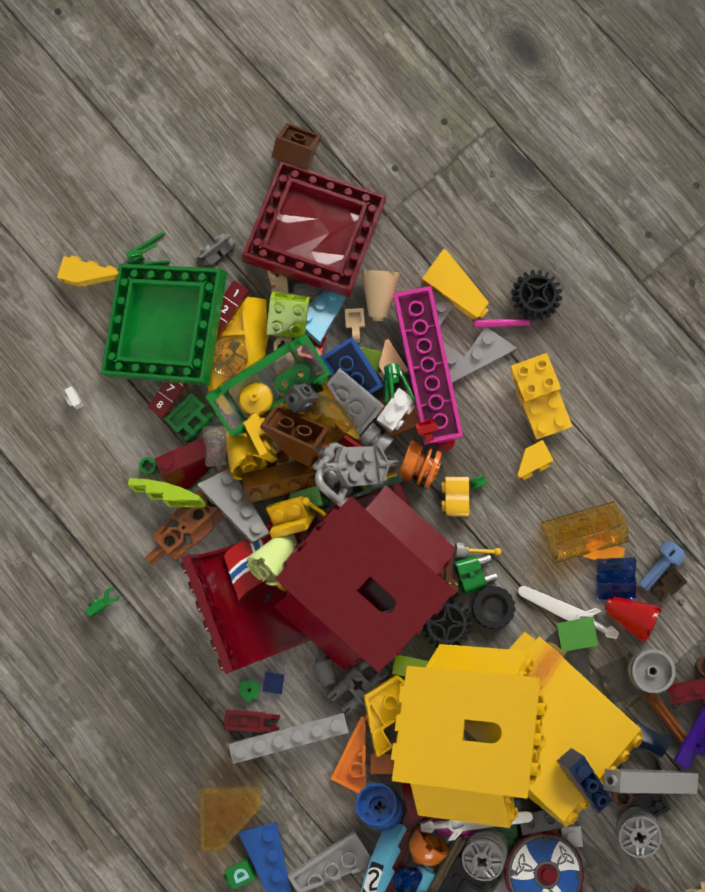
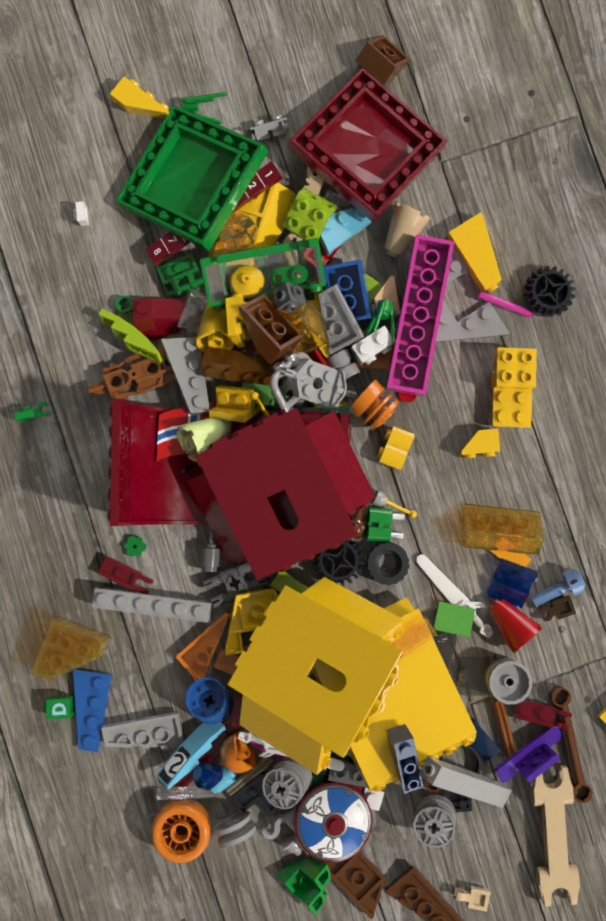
camera: 20 degrees right, 5 degrees up
(273, 682) = (159, 549): clear blue tile -> none
(355, 320) = (369, 248): tan plate -> none
(426, 428) = (394, 373): red tile -> none
(478, 482) = (422, 443): green bush -> none

